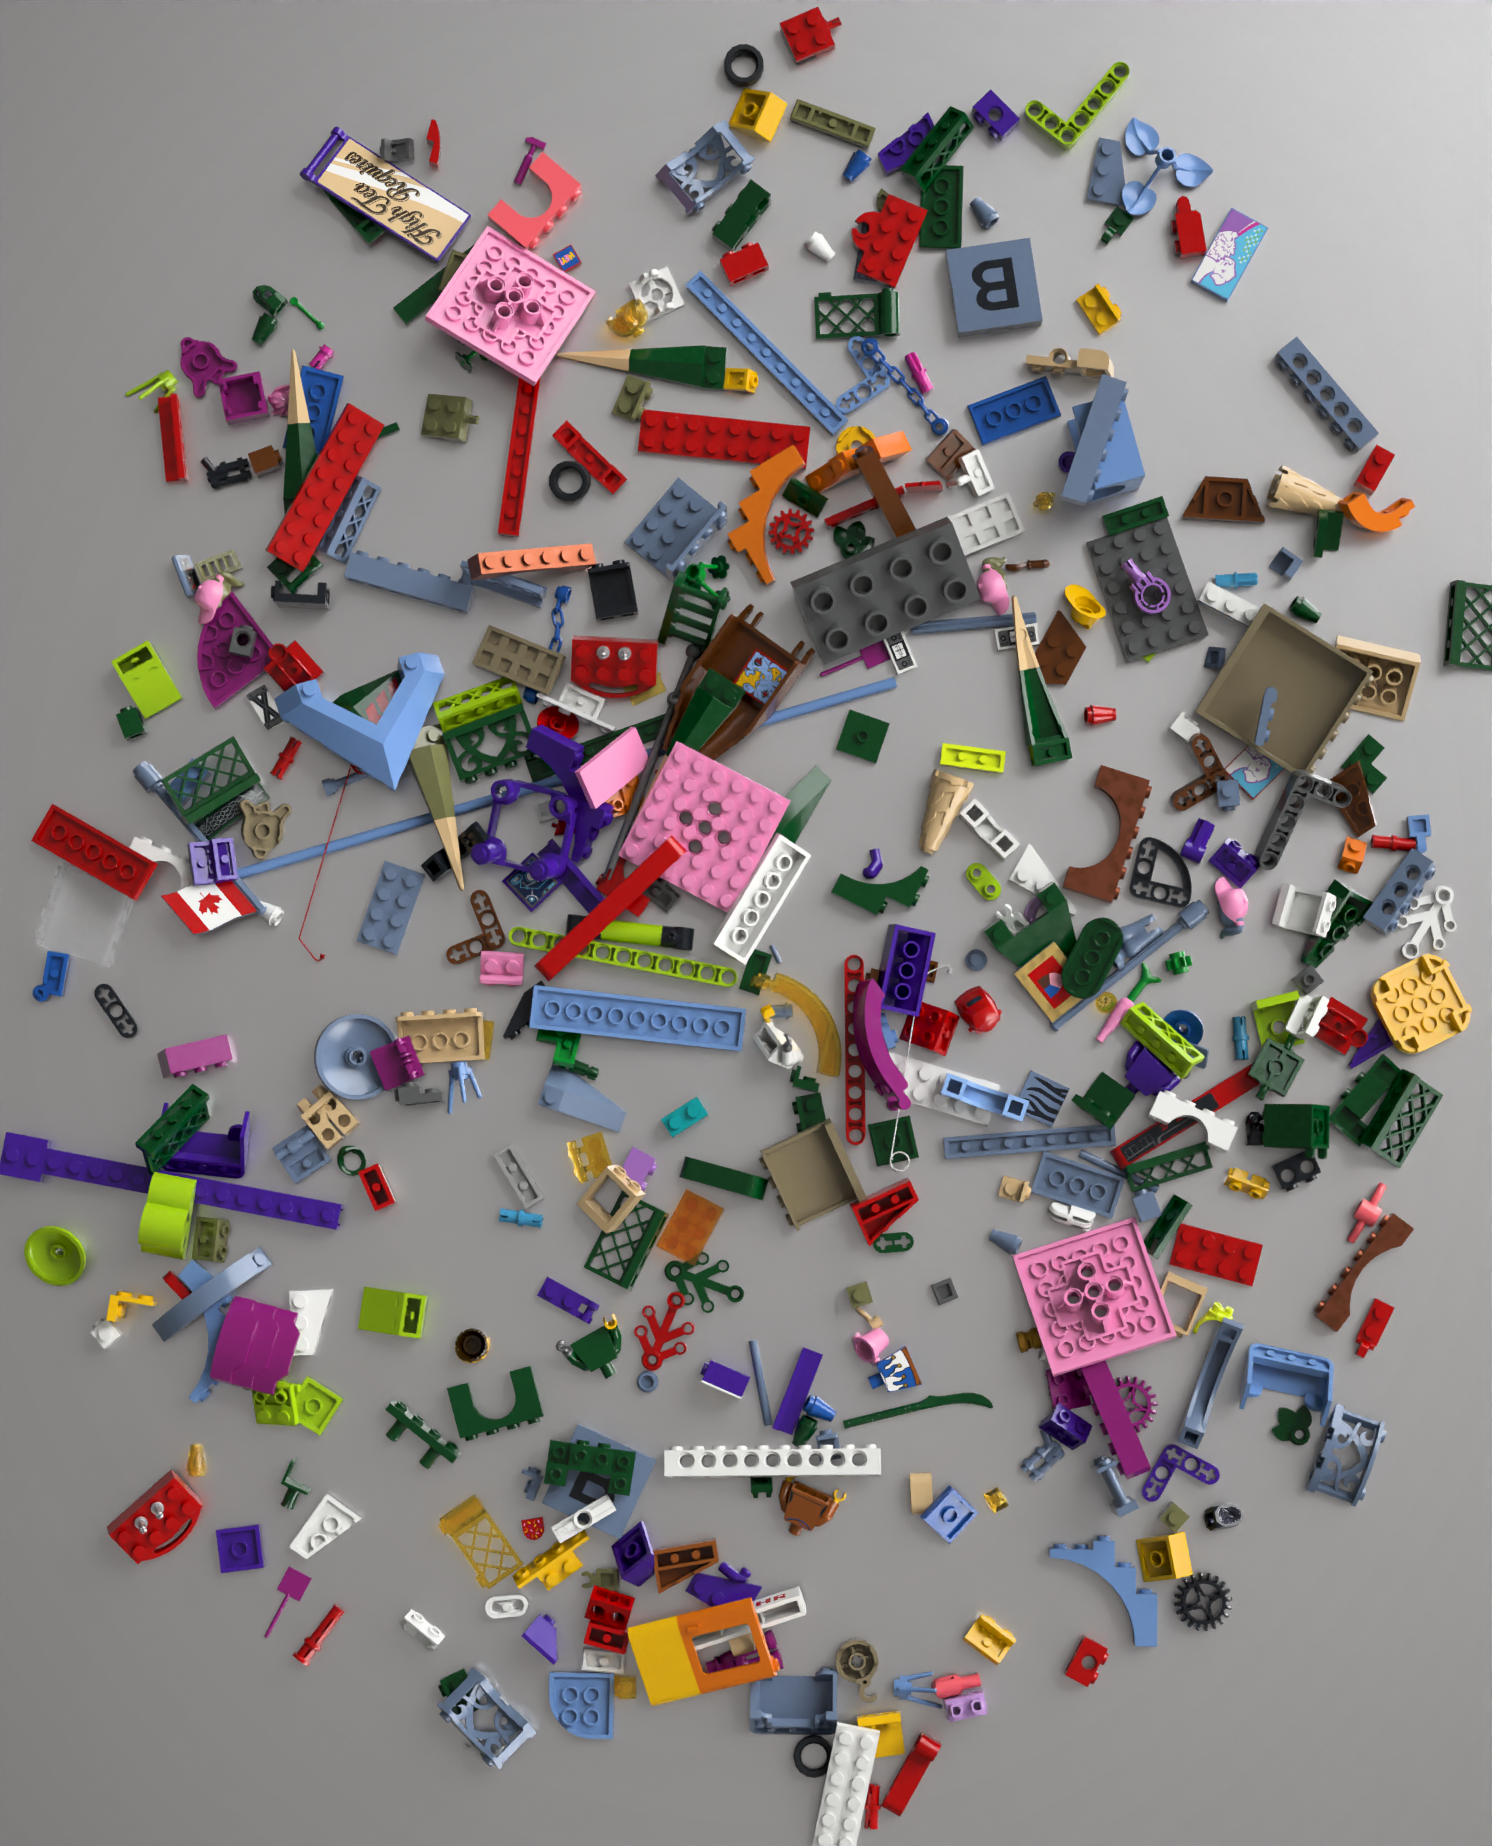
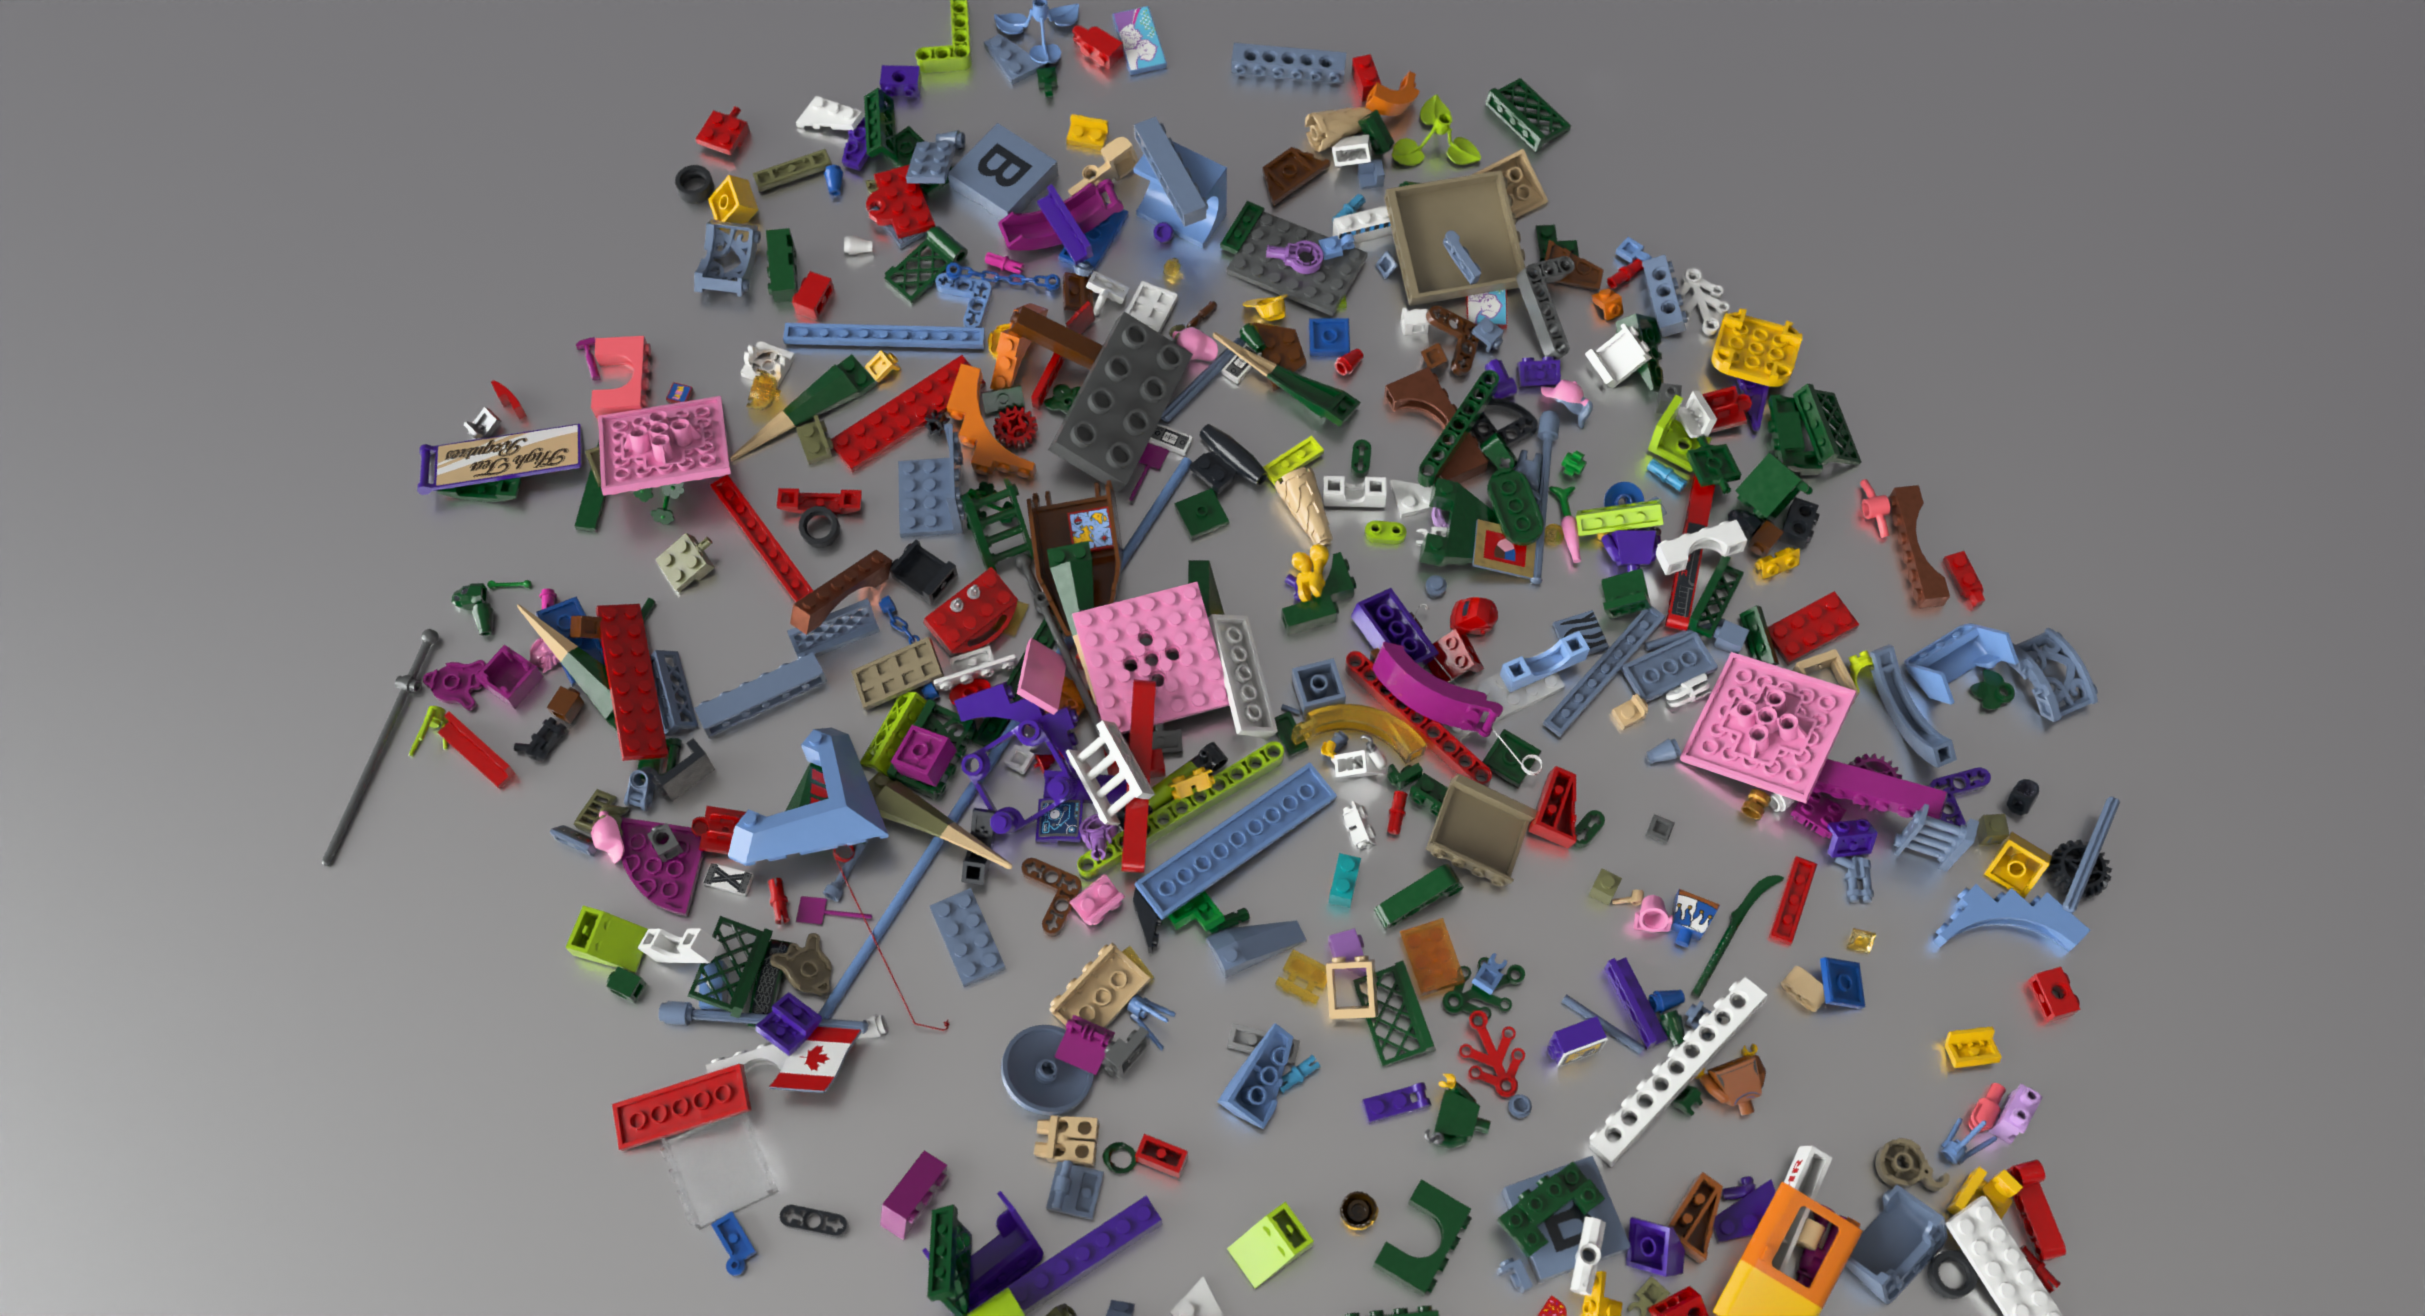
camera: 45 degrees left, 20 degrees down
(167, 334) = (406, 684): none -> dark grey bar
(185, 735) = (694, 947): none -> white arch
(260, 581) = (640, 792): none -> sand blue piece
(303, 786) = (812, 911): none -> magenta piece
(327, 412) = (585, 627): none -> reddish brown panel
(475, 748) = (923, 755): none -> magenta container
(487, 1198) = (1256, 1084): none -> medium blue wedge
(540, 926) = (1098, 837): none -> medium lavender pin
(604, 895) = (1128, 770): none -> white fence
(635, 942) = (1183, 784): none -> yellow hinge
(713, 1277) = (1489, 975): none -> medium blue plate
(734, 1096) = (1357, 817): none -> white hinge
(735, 472) = (935, 428): none -> black gear
(771, 1103) = (1397, 812): none -> red axle
(807, 958) = (1318, 685): none -> sand blue brick
(878, 876) = (1311, 571): none -> yellow piece
(900, 1738) = (2001, 1188): none -> yellow bracket
(908, 95) = (829, 114): none -> white wing
(921, 711) = (1225, 460): none -> black plate
(942, 226) = (931, 162): none -> sand blue plate
(973, 438) = (1083, 269): none -> sand blue plate
(982, 1428) = (1793, 900): none -> red tile
(987, 392) = (1065, 226): none -> dark purple fence
(995, 376) = (1034, 231): none -> magenta windscreen
(1023, 800) = (1365, 458): none -> dark green beam
(1043, 624) = (1251, 336): none -> dark green cone
(1107, 677) = (1329, 336): none -> blue tile
(1125, 855) = (1457, 436): none -> dark green beam
(1130, 900) = (1497, 449): none -> dark green piece
(1167, 774) = (1434, 356): none -> reddish brown panel
(1183, 605) = (1333, 247): none -> medium blue plate
(1216, 1600) = (2091, 854): none -> sand blue axle
(1255, 1158) = (1765, 539): none -> reddish brown brick
(1289, 532) = (1356, 150): none -> white torso
(1380, 611) = (1435, 113): none -> lime plant

